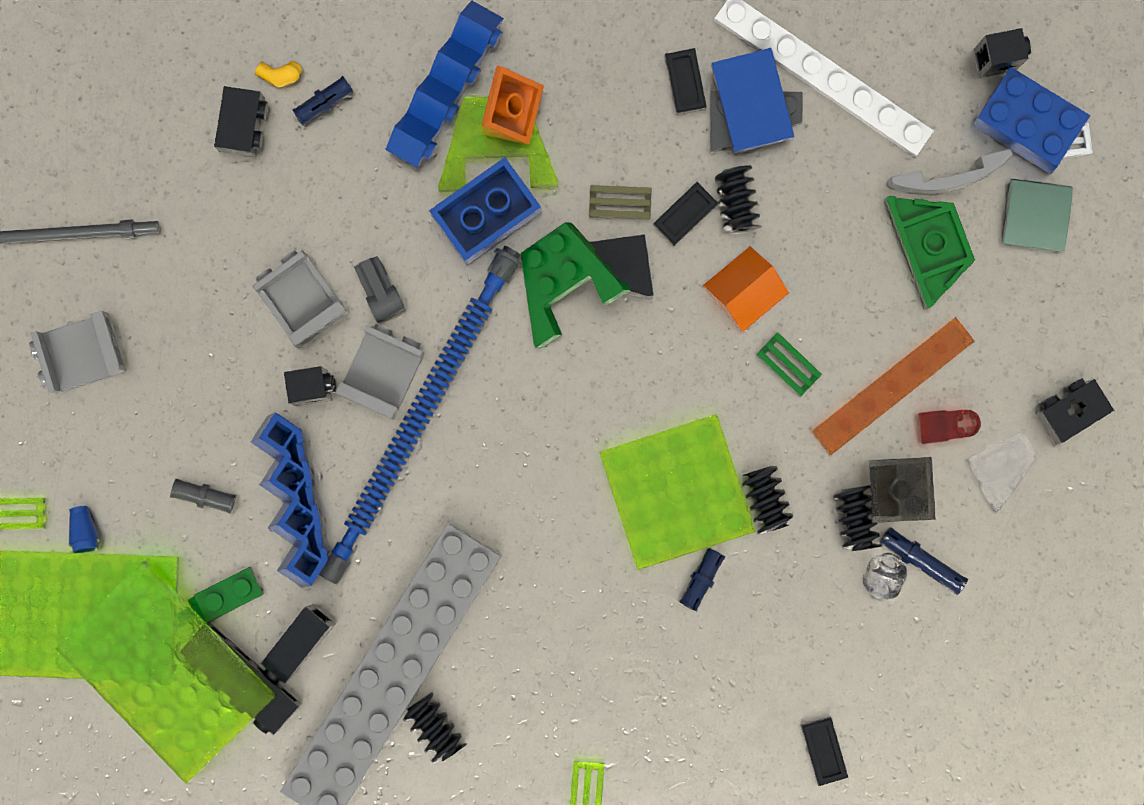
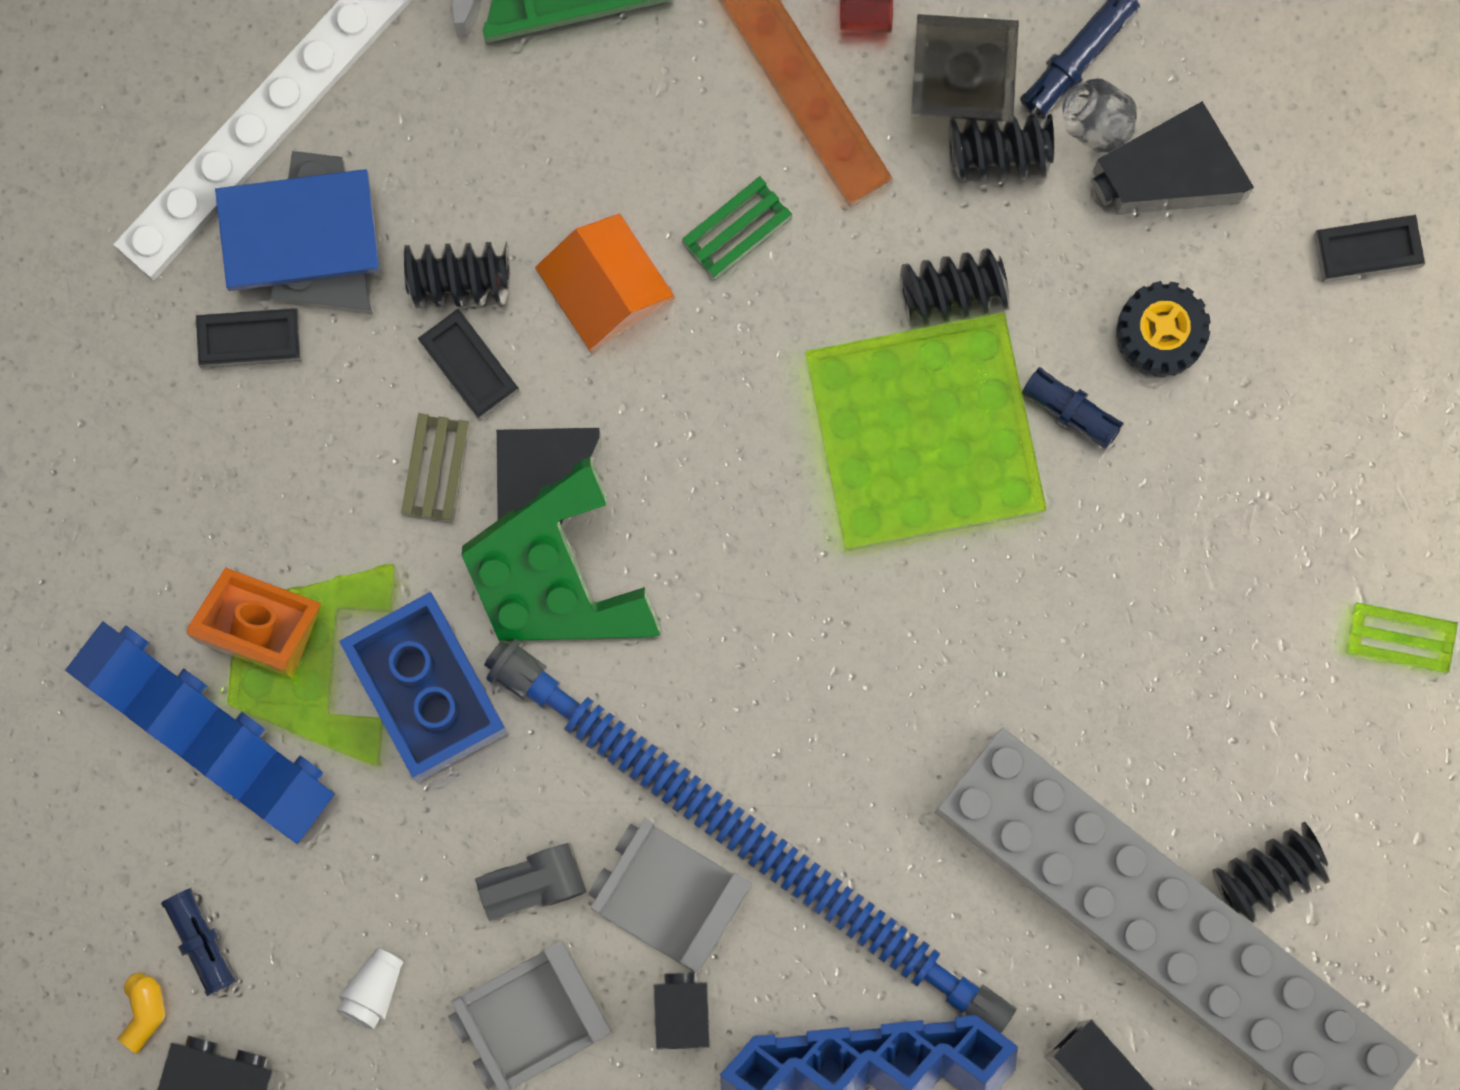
camera: 80 degrees left, 5 degrees down
(306, 204) = (371, 990): none -> white cone
(767, 634) = (1174, 314): none -> black wheel
(858, 624) = (1173, 168): none -> black slope

